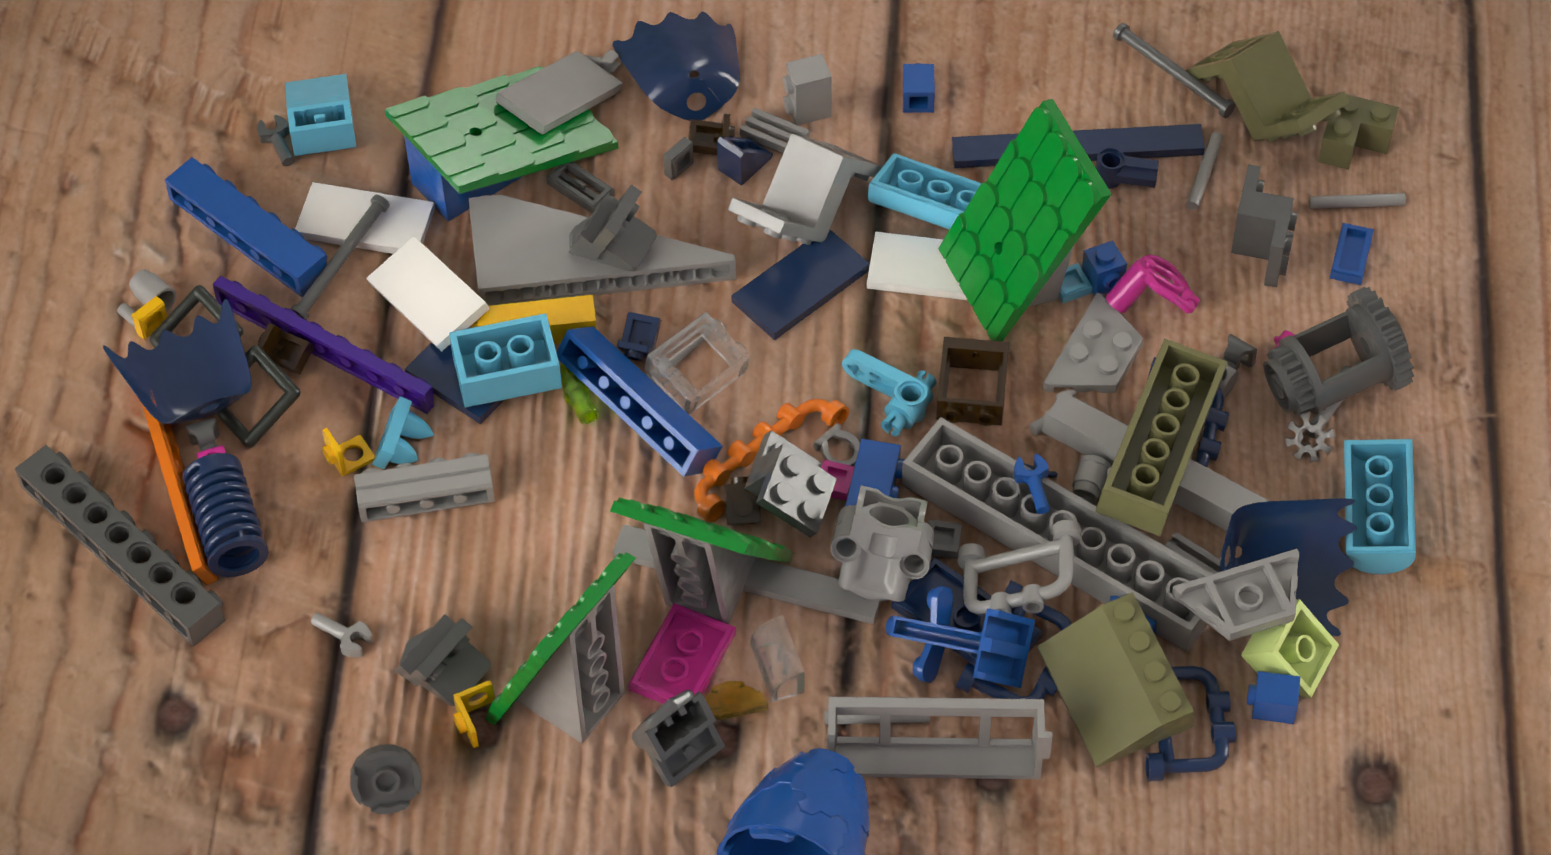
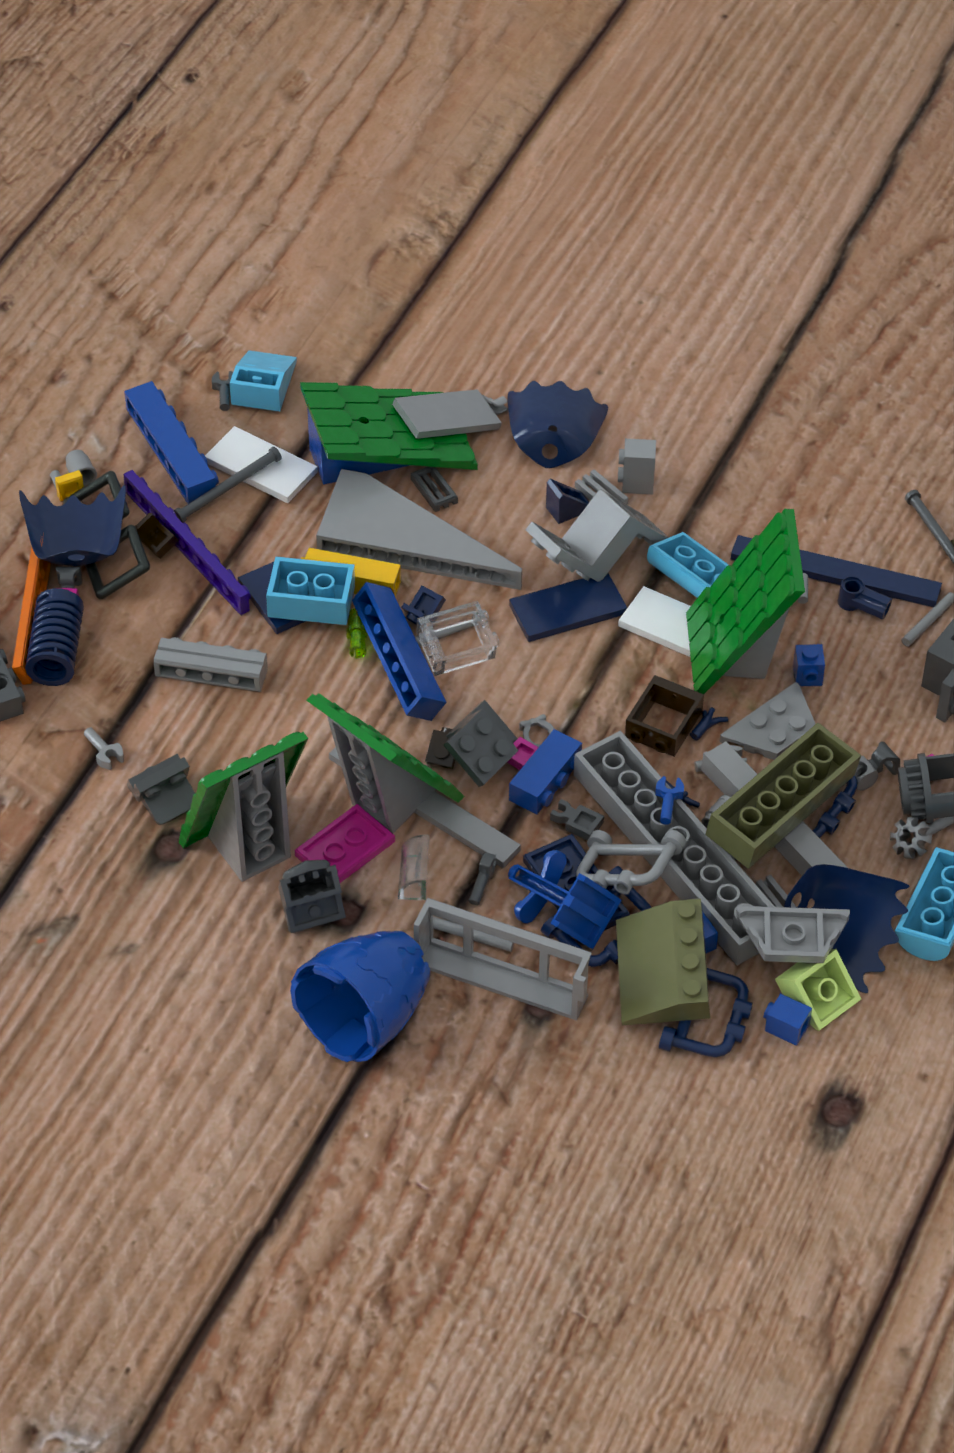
camera: 20 degrees right, 5 degrees down
(335, 453) = (161, 622): yellow bracket -> none
(385, 778) = (80, 855): dark grey tile -> none
(402, 423) = (218, 615): medium azure tile -> none
(427, 293) = (278, 526): white tile -> none
(464, 706) = (165, 827): yellow bracket -> none
(614, 233) = (434, 523): dark grey piece -> none
(678, 158) = (516, 488): dark grey tile -> none
(706, 134) = (543, 473): dark brown bracket -> none
(711, 506) = (418, 743): orange bar -> none
(734, 700) = (366, 886): clear yellow plate -> none
(859, 630) = (486, 870): none -> dark grey bar
(882, 545) = (527, 806): light grey piece -> none
(895, 384) = (608, 710): medium azure piece -> none
(918, 88) = (728, 491): blue brick -> none
(1020, 374) = (705, 723): none -> dark blue bar
(1074, 284) = (781, 670): medium azure tile -> none
(1144, 274) = (833, 678): dark pink piece -> none

